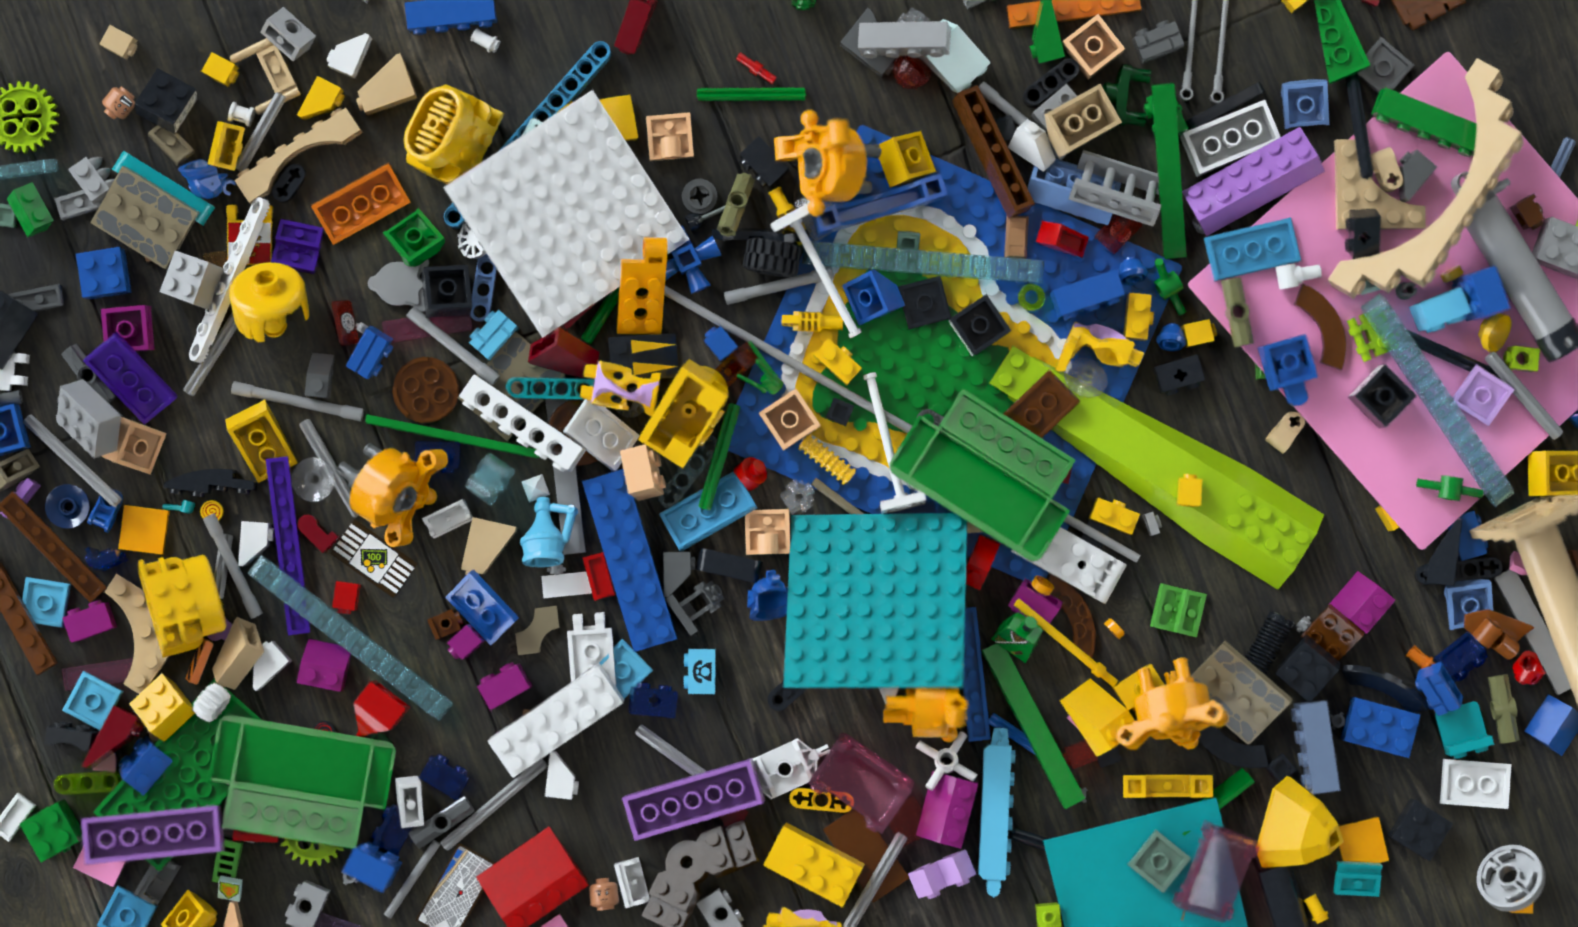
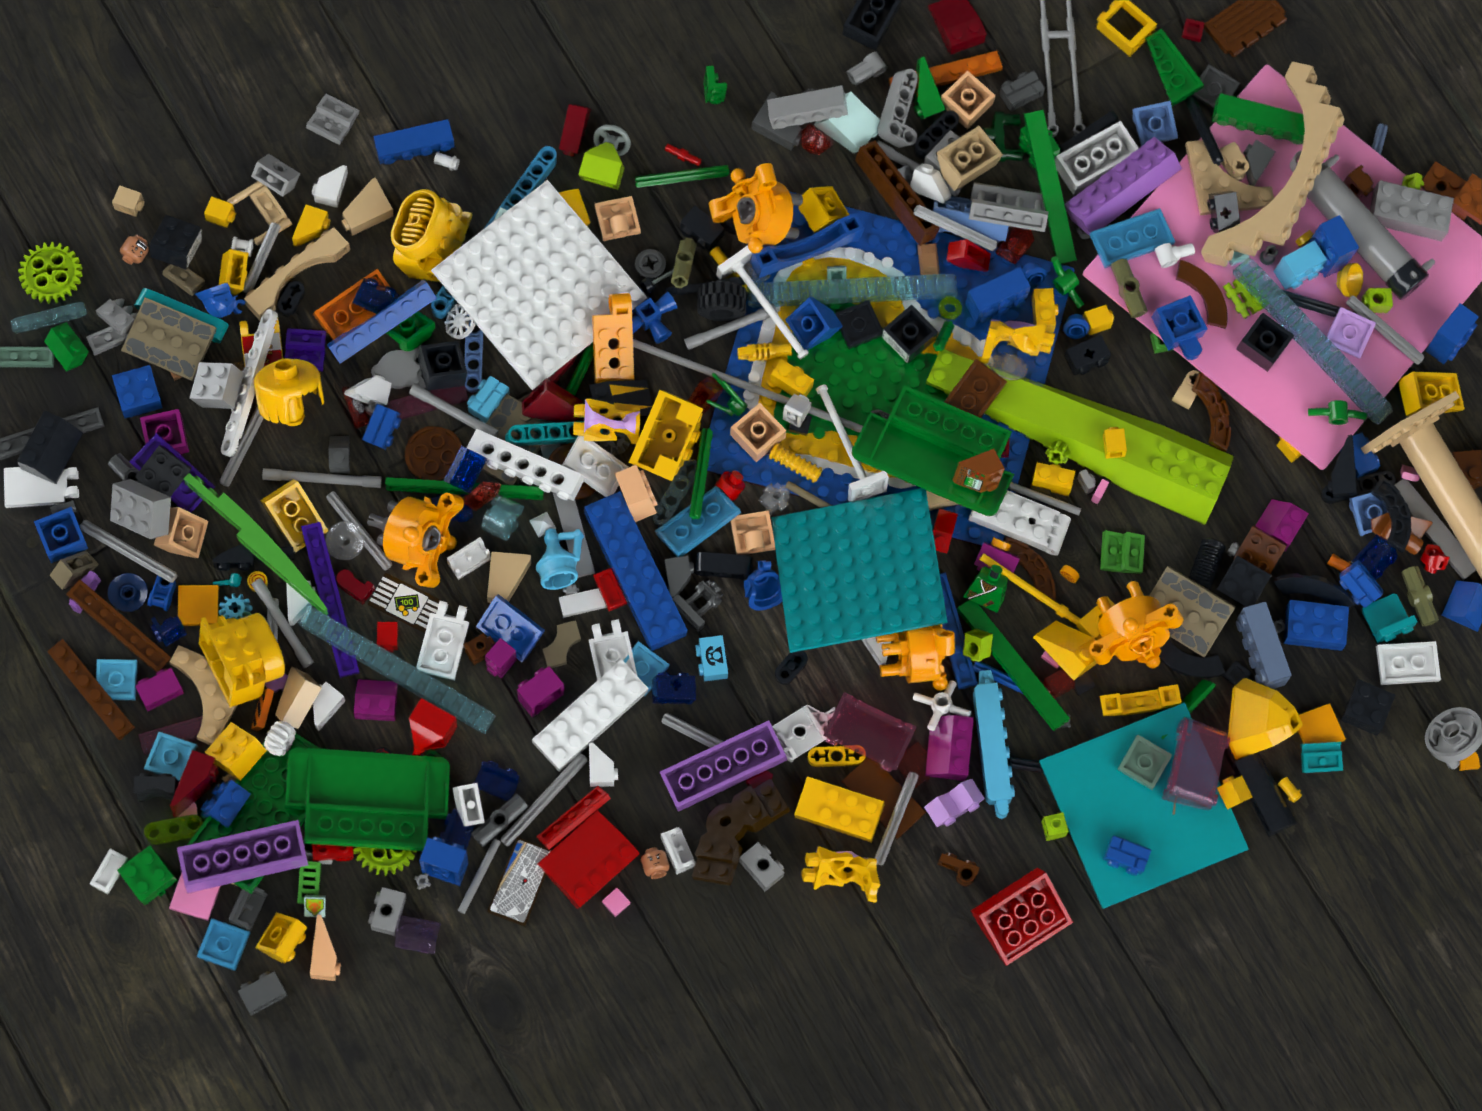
camera: 15 degrees left, 15 degrees down
(118, 379) = (163, 471): none -> black brick
(187, 534) = (243, 607): none -> medium azure gear
(214, 473) = (256, 540): none -> bright green slope
(357, 245) = (385, 320): none -> arch
(363, 308) = (371, 391): none -> white slope
(383, 199) = (374, 296): none -> clear blue bracket
(407, 611) = (443, 642): none -> white tile
(454, 422) = (465, 469): none -> clear blue bracket
(470, 452) = (481, 495): none -> clear red slope
(522, 830) = (573, 817): none -> red tile
(663, 73) = (602, 163): none -> lime piece
(719, 343) = (687, 377): blue brick -> none
(837, 399) = (796, 410): none -> white slope
(997, 699) = (977, 645): none -> lime brick
(1018, 332) = (943, 336): none -> green axle
(1019, 20) = (893, 118): none -> light grey beam
(1030, 514) = (980, 472): none -> dark orange slope
(1051, 207) = (955, 228): none -> light grey axle
(1124, 489) = (1058, 452): none -> lime gear
(1164, 538) = (1100, 491): none -> bright pink tile
(1253, 906) = (1234, 791): none -> yellow brick
(1314, 460) = (1217, 411): none -> reddish brown tile
(1496, 616) = (1398, 512): none -> black tile

